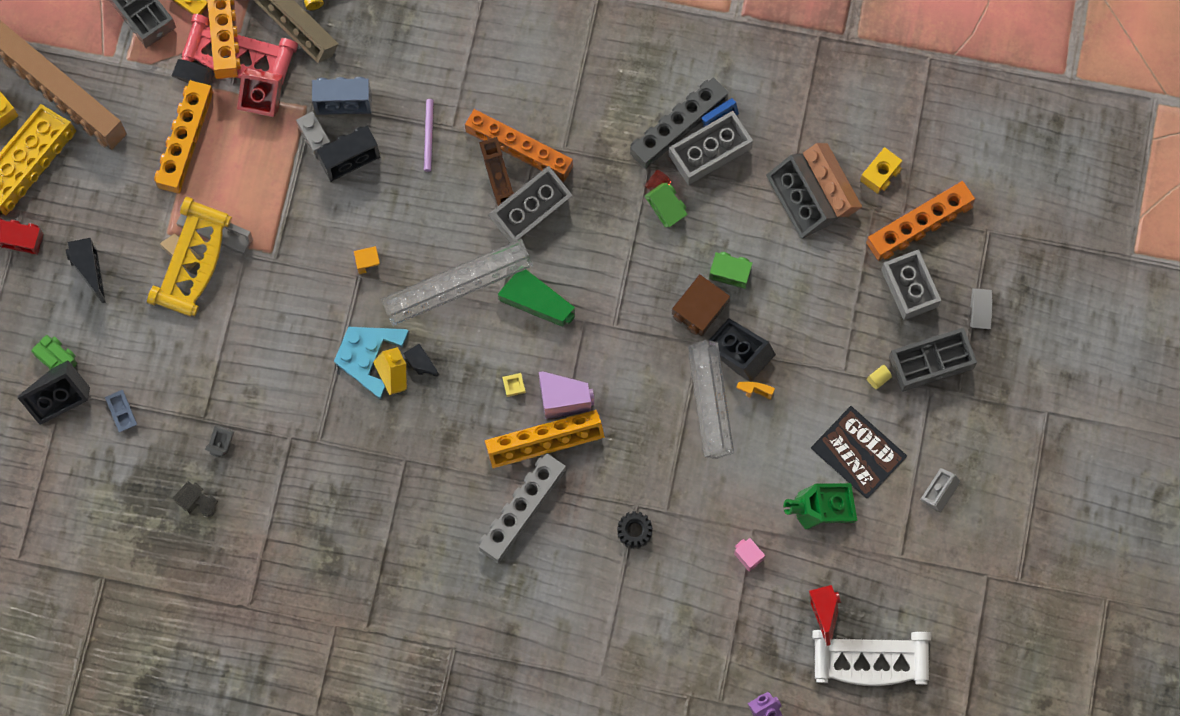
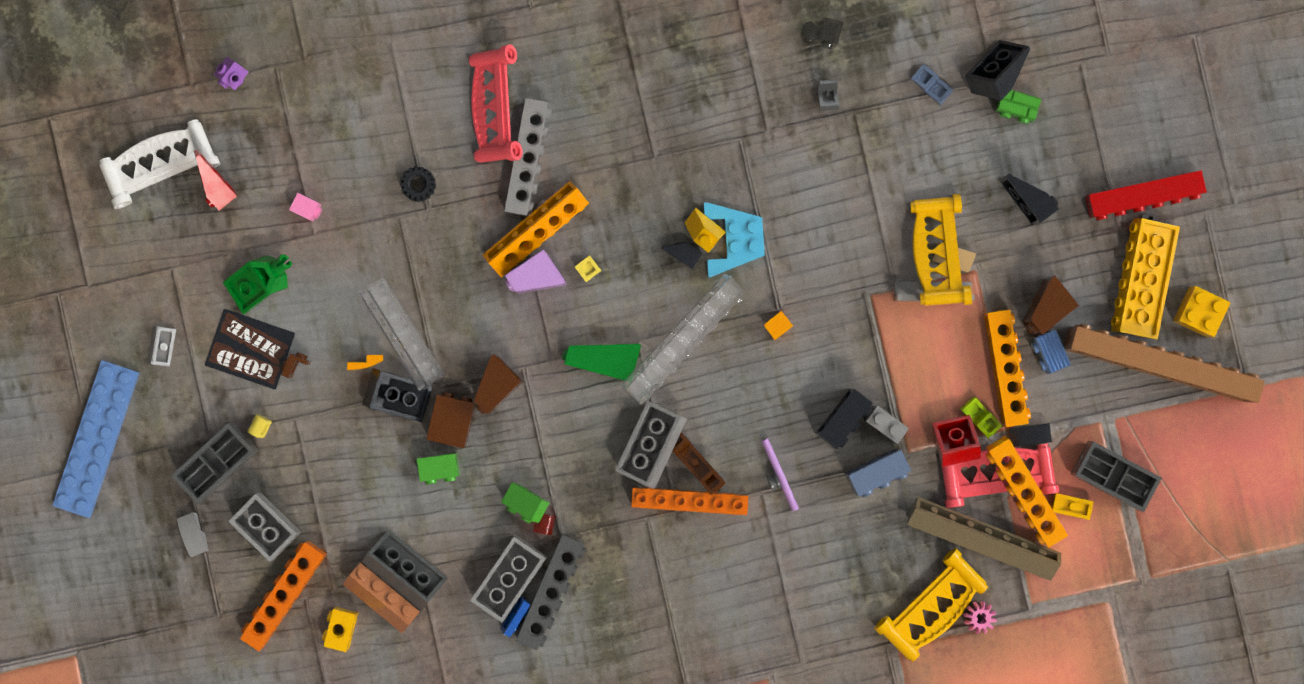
camera: 155 degrees right, 15 degrees up
(121, 168) = (1048, 306): none -> reddish brown slope
(138, 133) = (1050, 352): none -> medium blue brick
(228, 107) = (981, 417): none -> lime slope
(436, 130) = (774, 481): none -> dark grey bush
(508, 602) = (501, 146): none -> coral piece
(645, 314) = (495, 385): none -> reddish brown slope
(827, 417) = (289, 366): none -> reddish brown bracket
(1036, 433) = (96, 439): none -> medium blue plate

